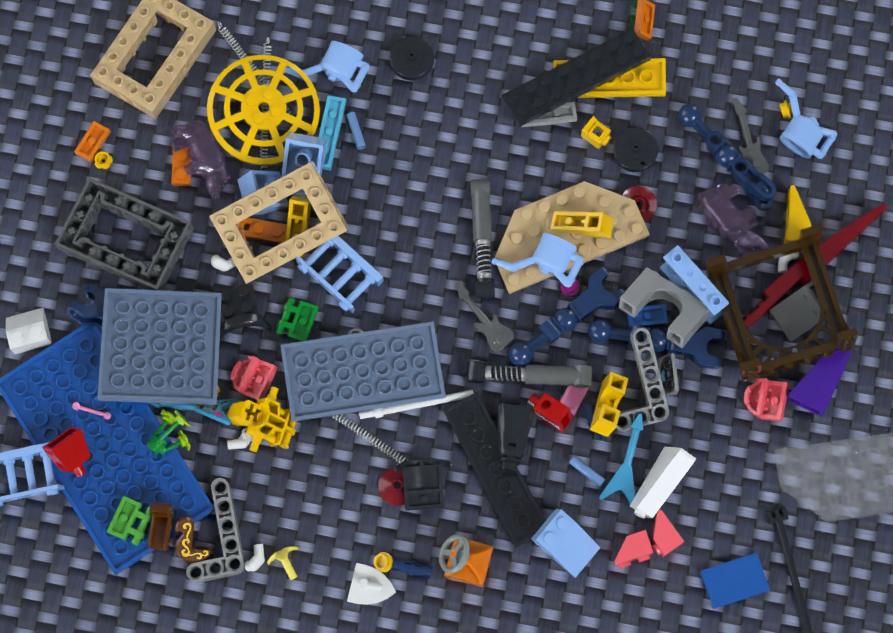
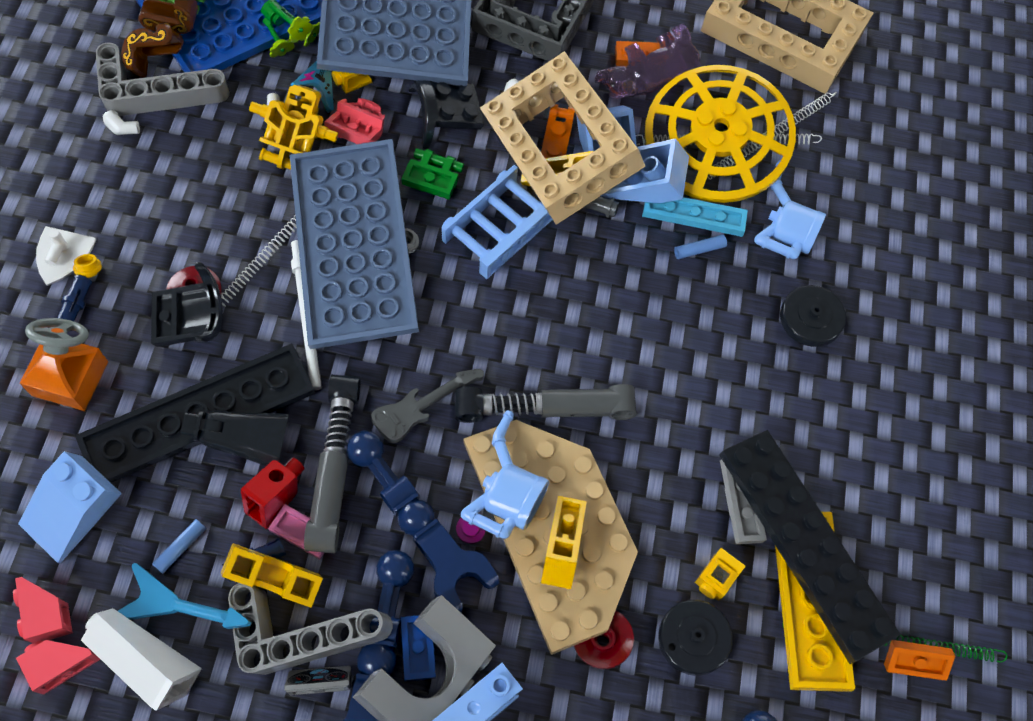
camera: 80 degrees right, 10 degrees down
(282, 556) = (115, 148): light yellow plant -> none

